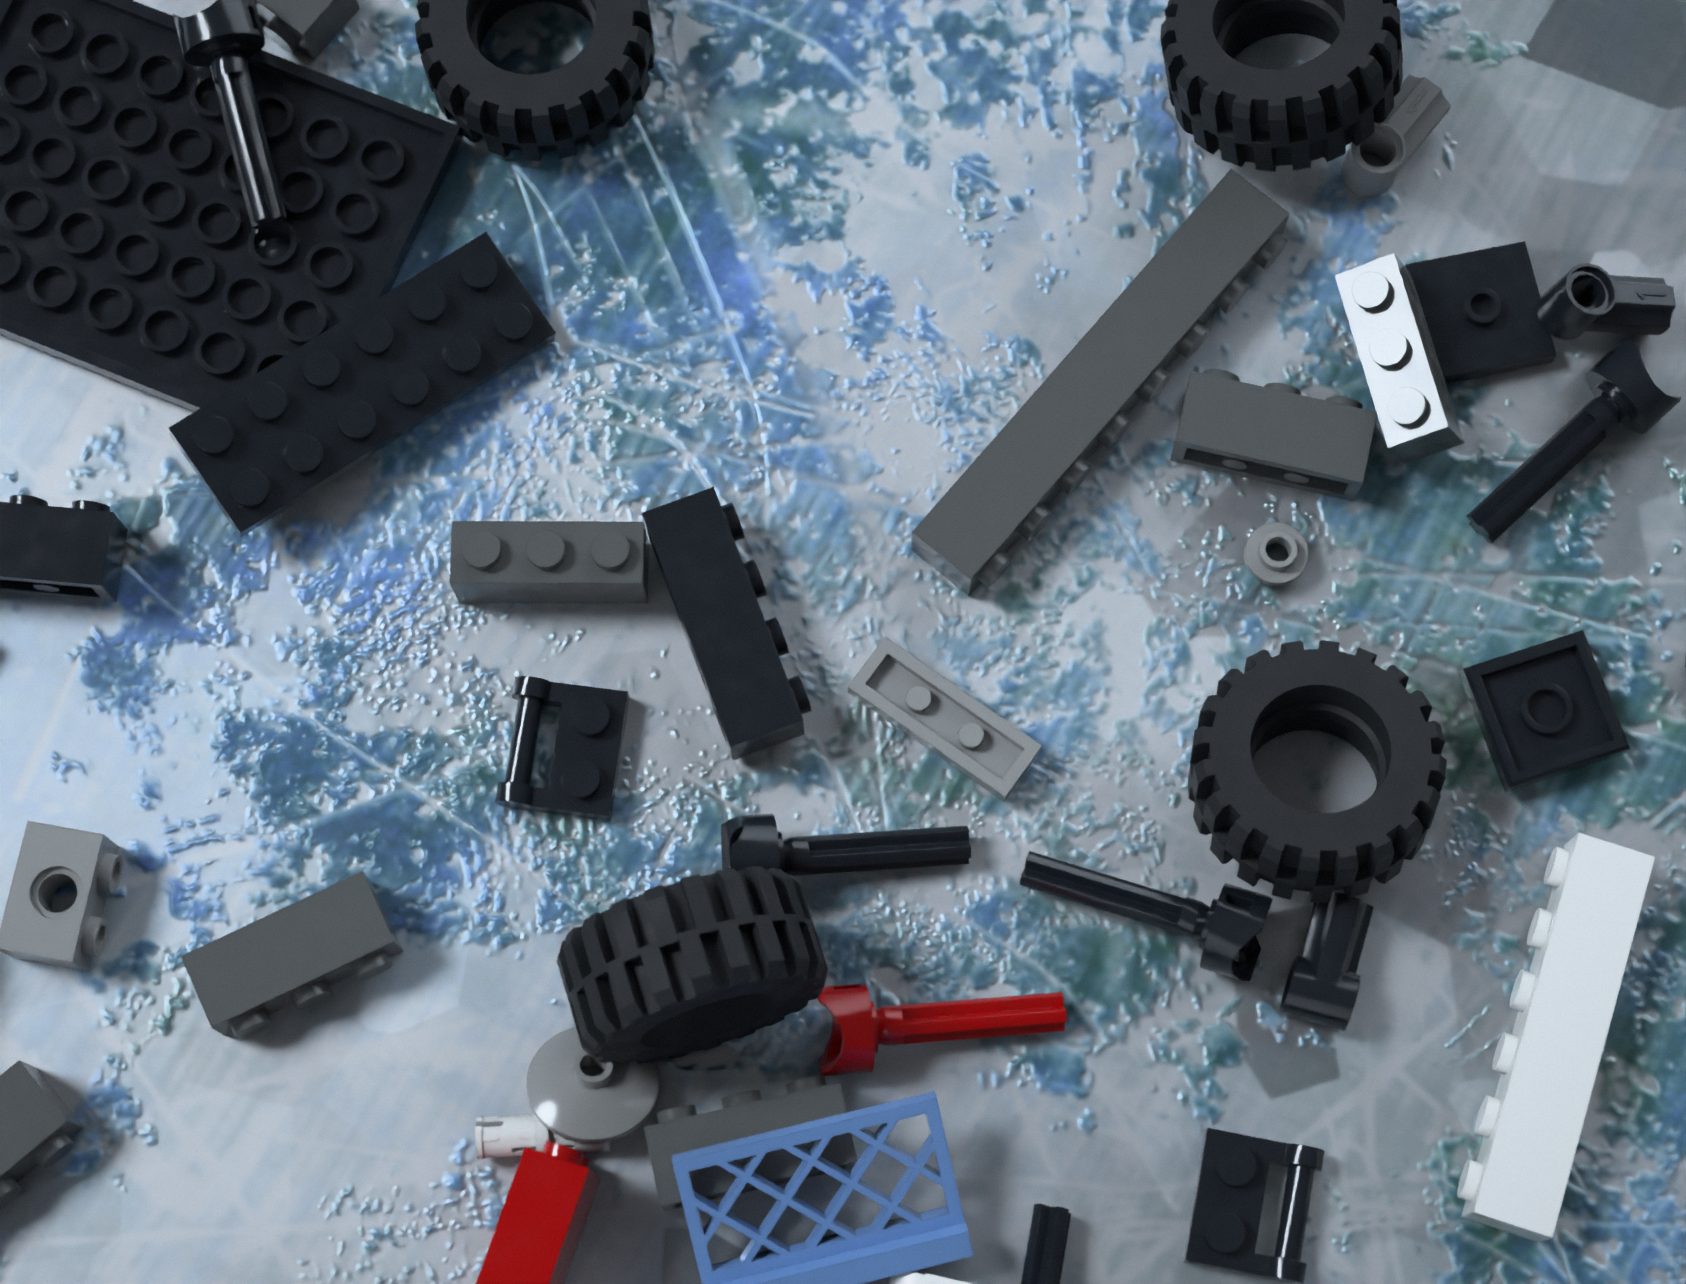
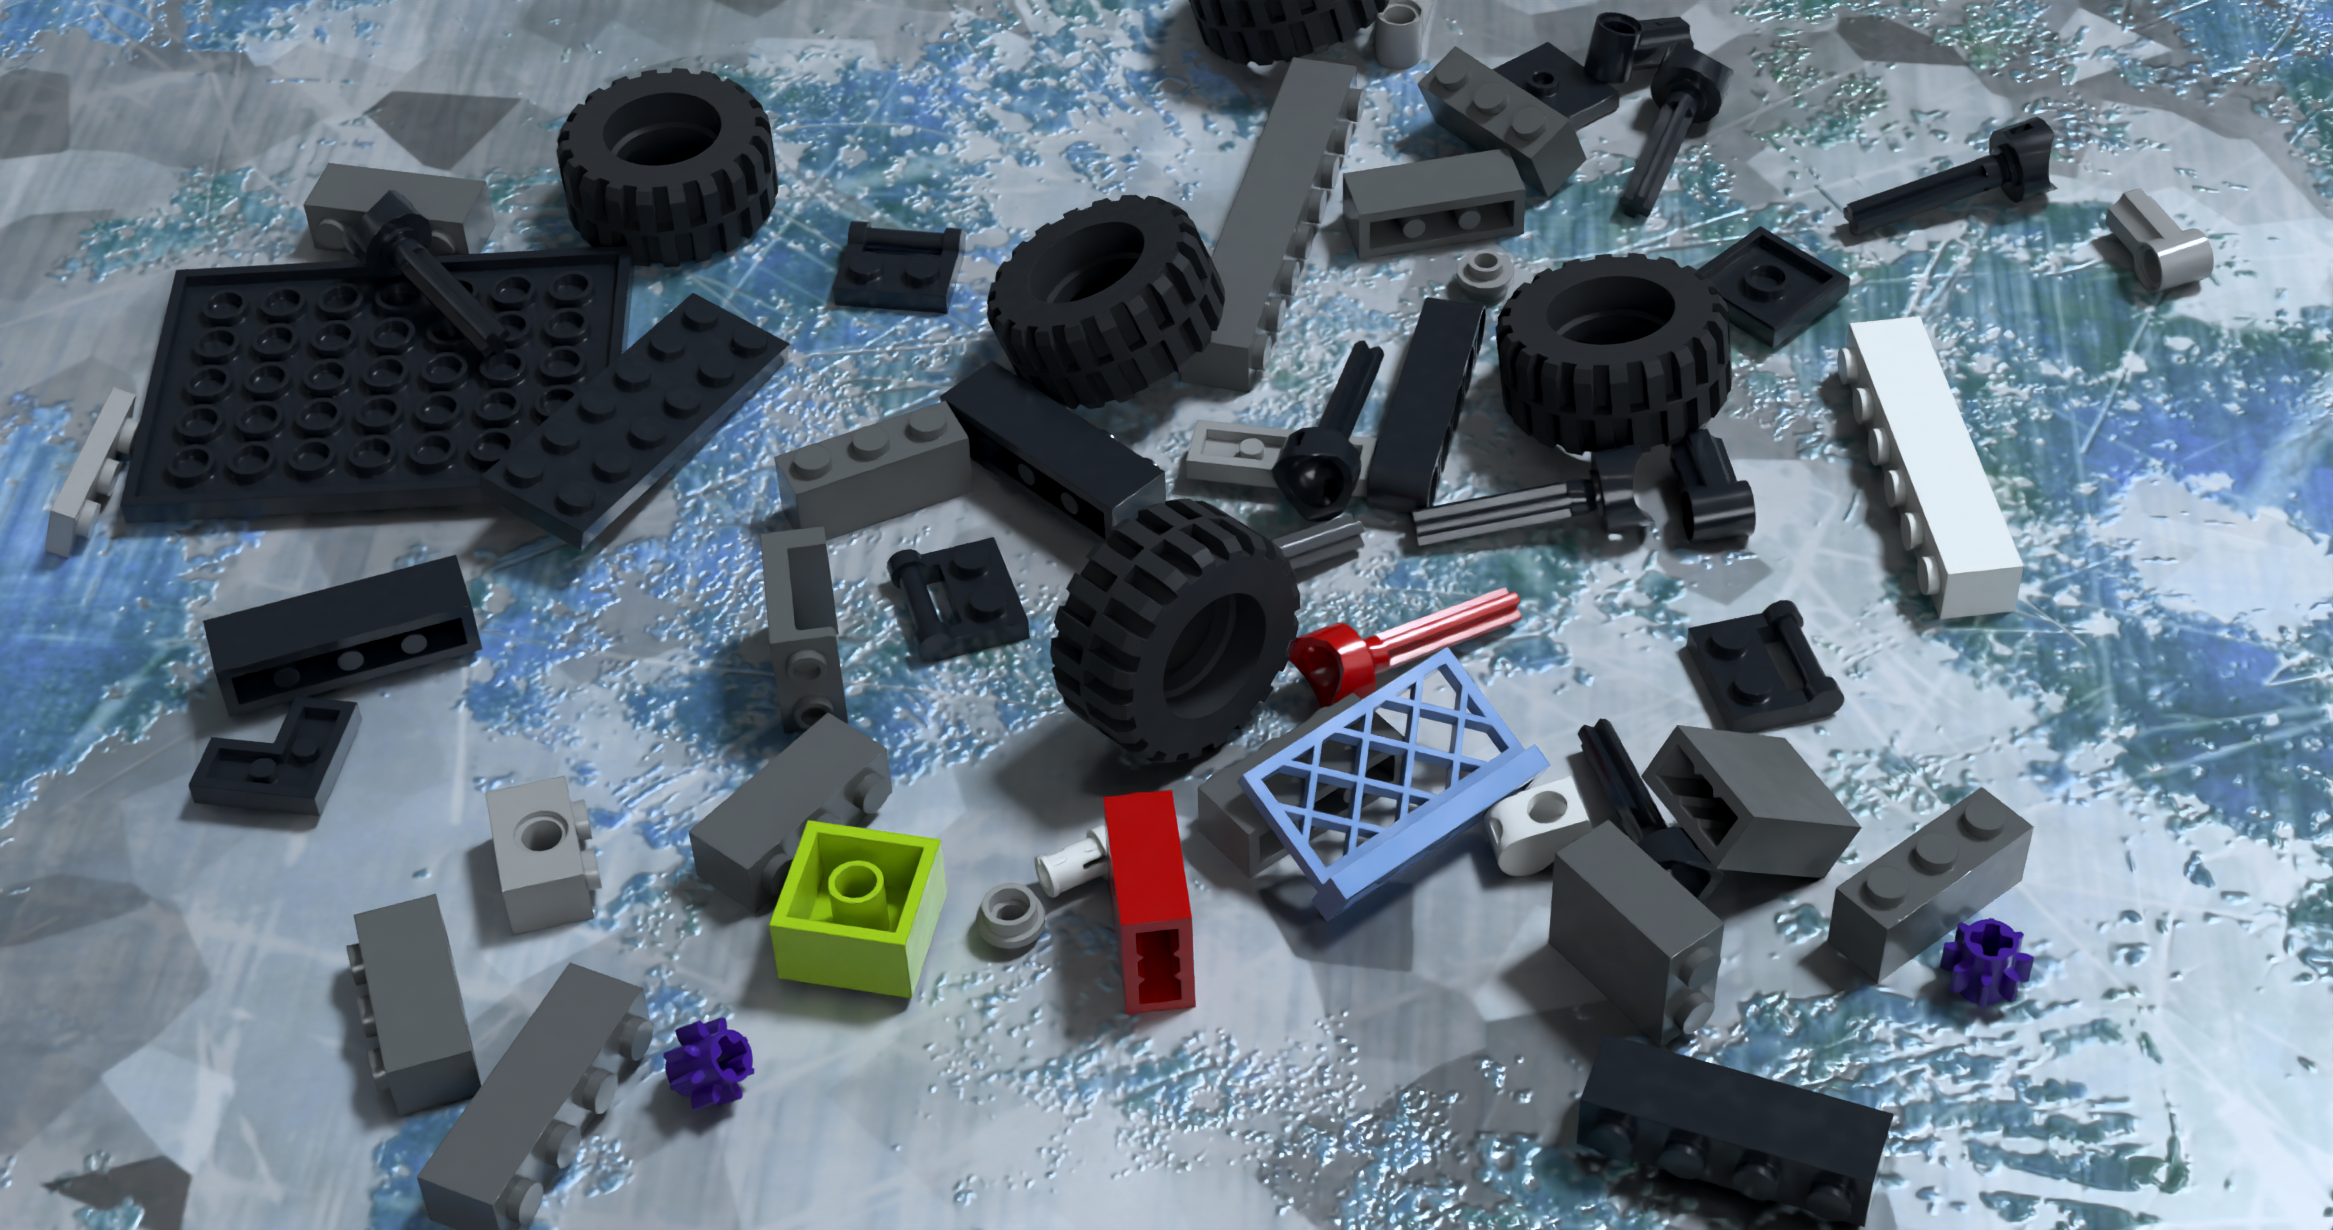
camera: 25 degrees left, 30 degrees down
(98, 1215) = (709, 1063): none -> dark purple gear
(291, 1113) = (859, 909): none -> lime brick
(368, 748) = (802, 627): none -> dark grey panel
(409, 1165) = (1010, 916): none -> light grey plate
(584, 1105) = (1123, 776): light grey dish -> none
(701, 281) = (899, 280): none -> black plate
(816, 412) = (1107, 301): none -> black tyre
(958, 773) = (1319, 464): none -> black piece
(1118, 717) = (1426, 406): none -> black beam

